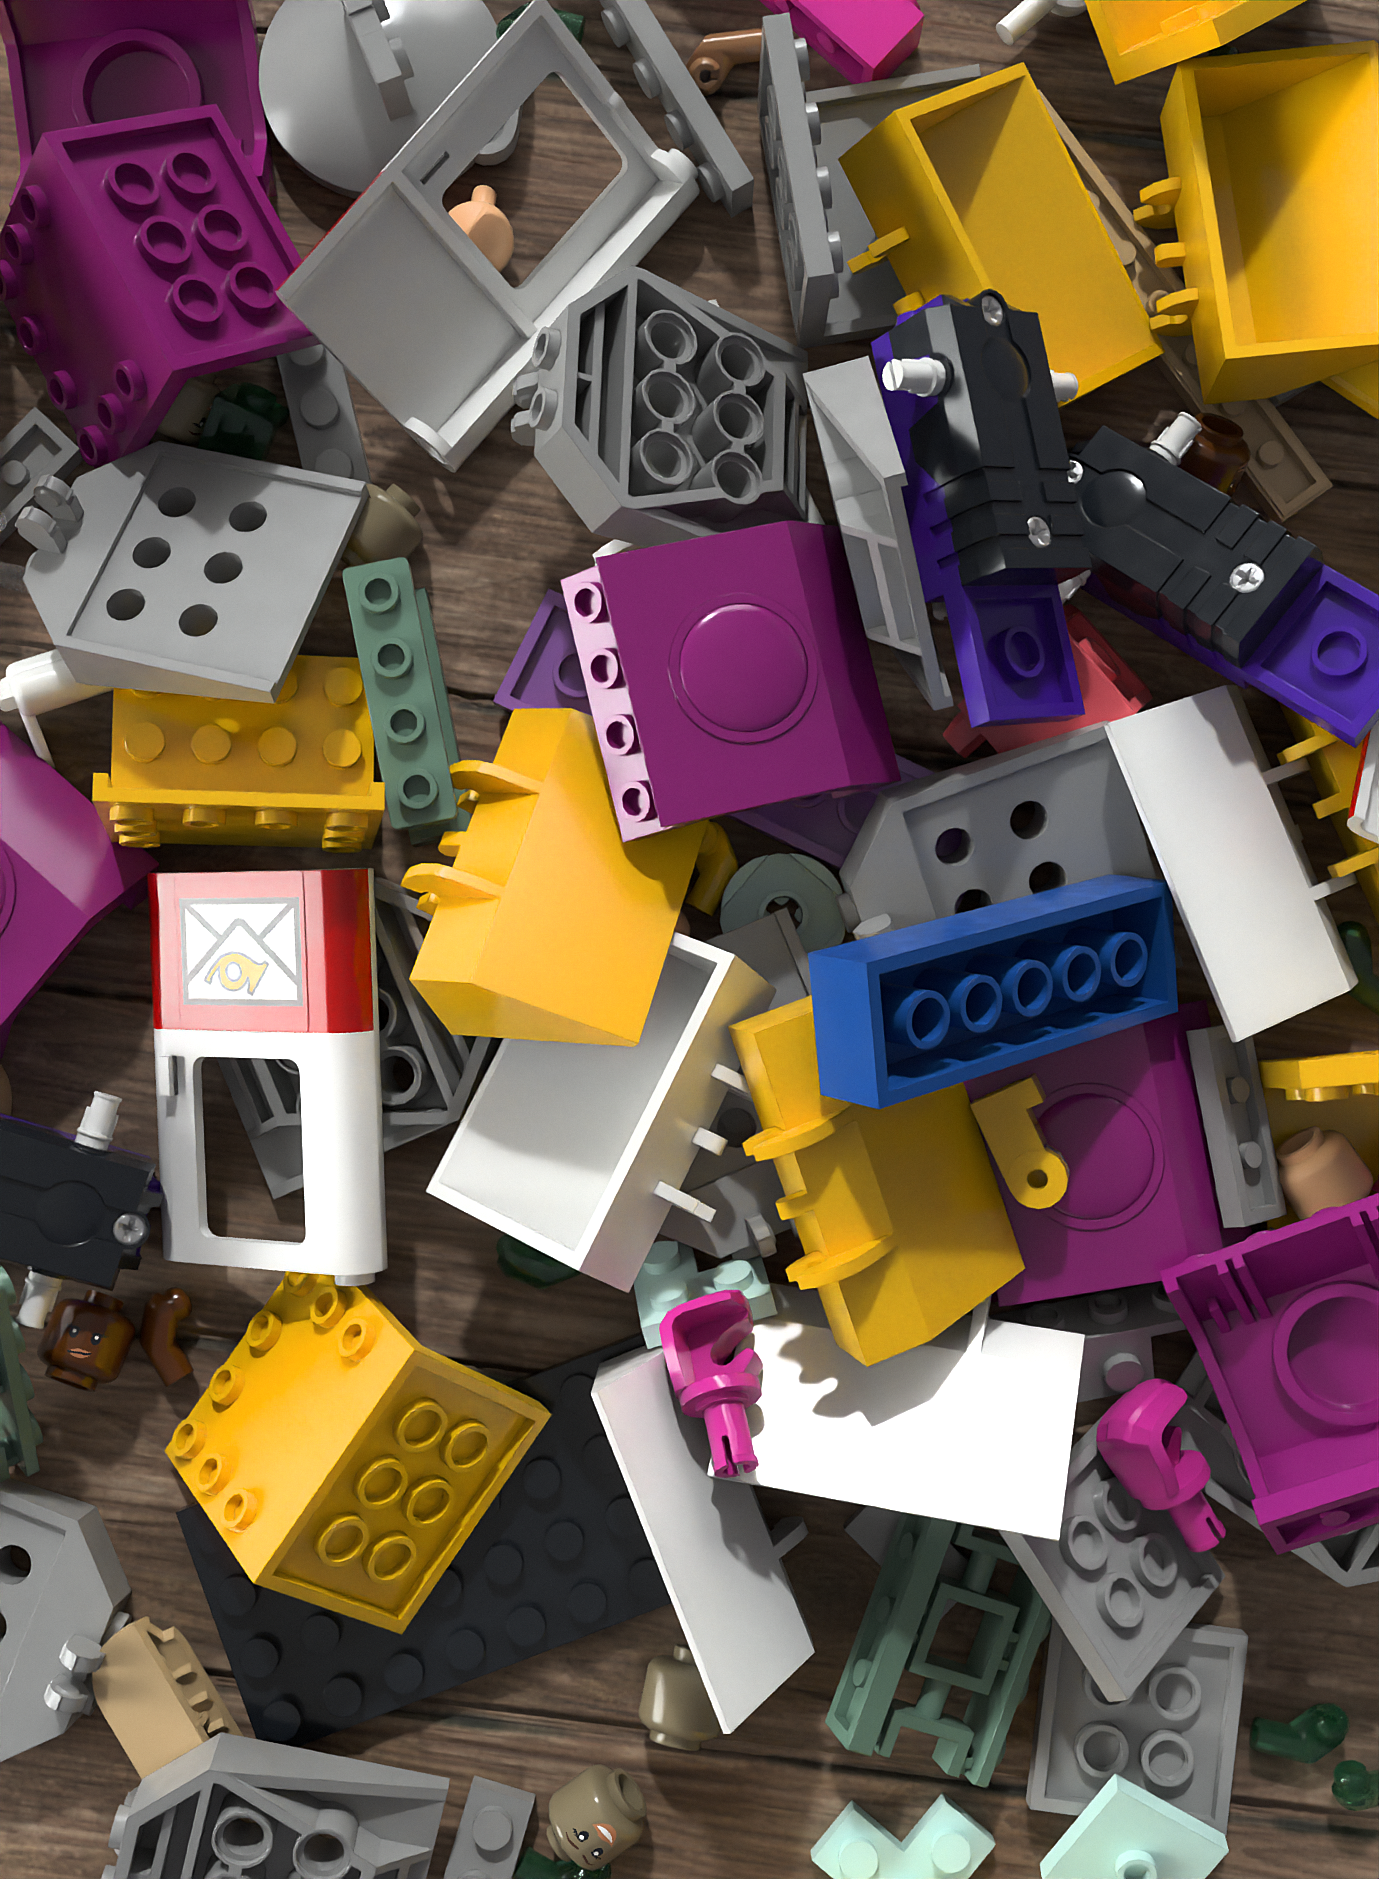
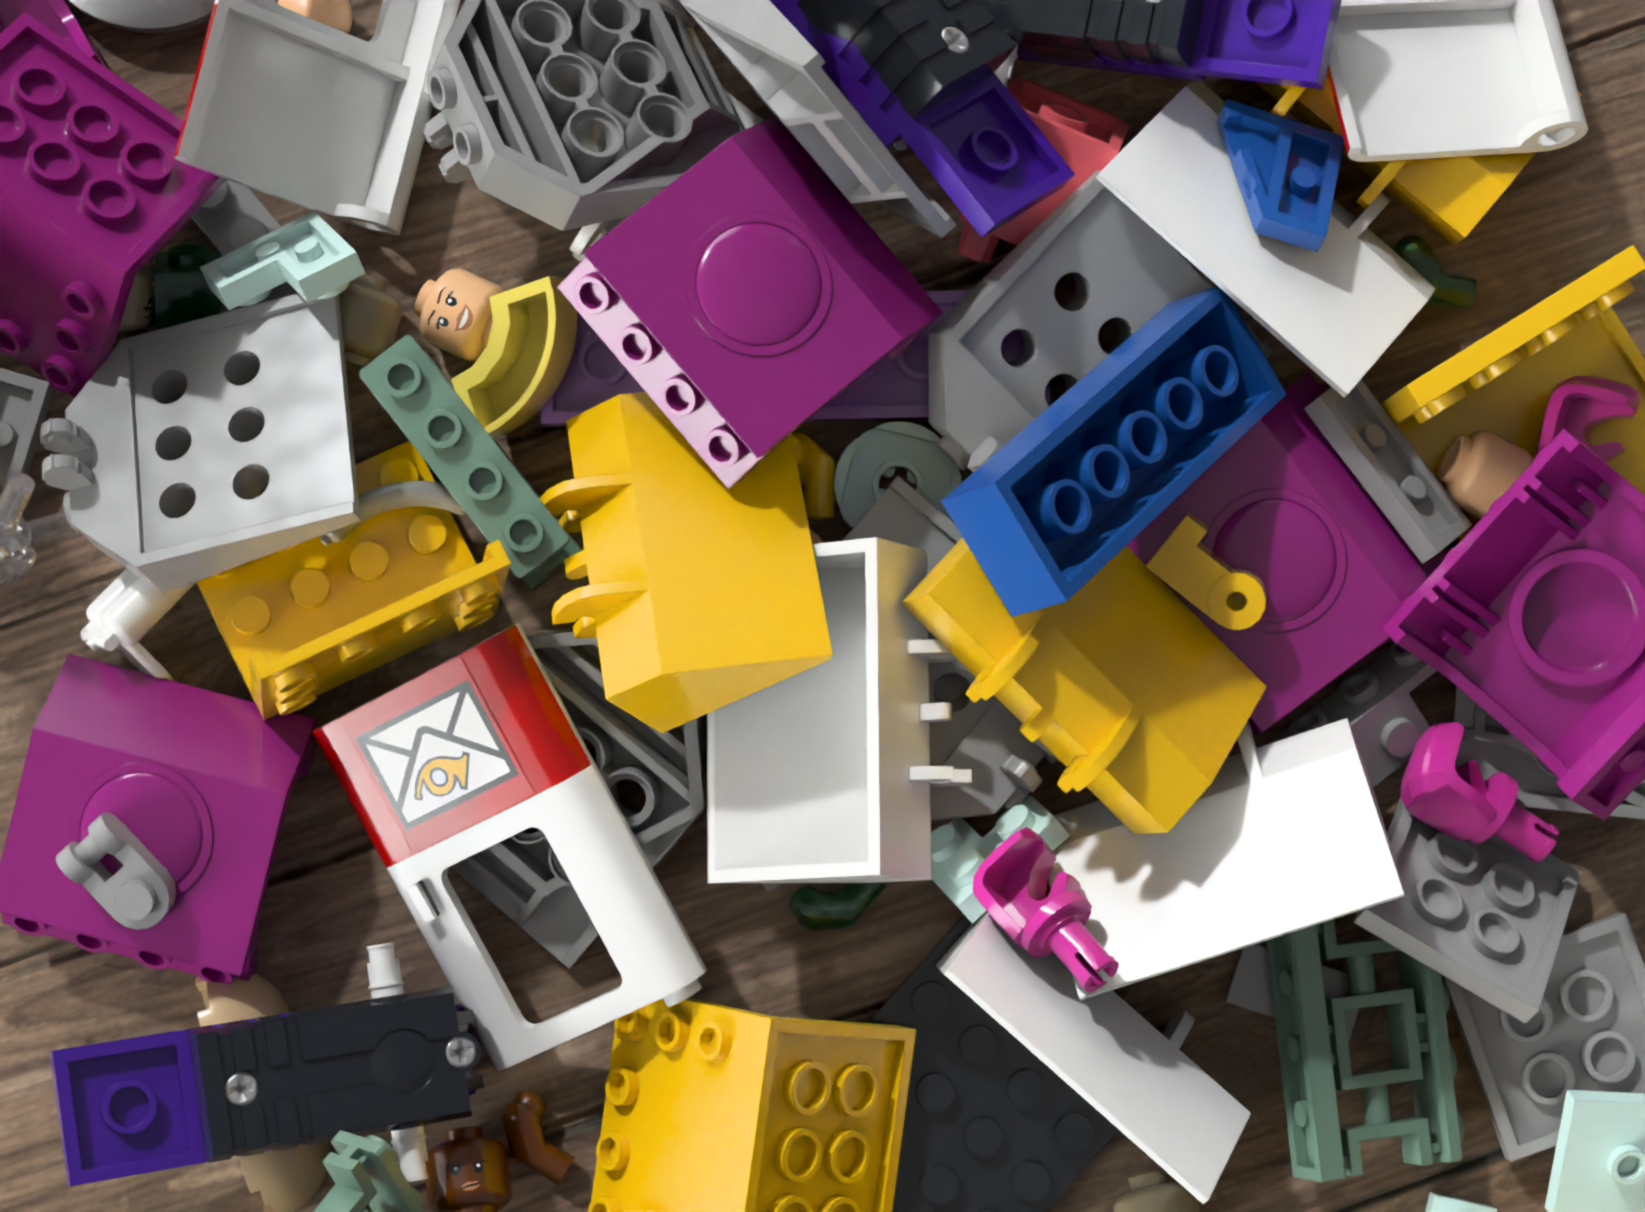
camera: 30 degrees left, 0 degrees up
(316, 698) = (397, 496): none -> light grey piece
(354, 443) = (300, 253): none -> light aqua plate
(474, 570) = (457, 312): none -> light nougat head
(502, 633) = (523, 356): none -> light yellow brick
(1276, 807) = (1282, 172): none -> blue wing

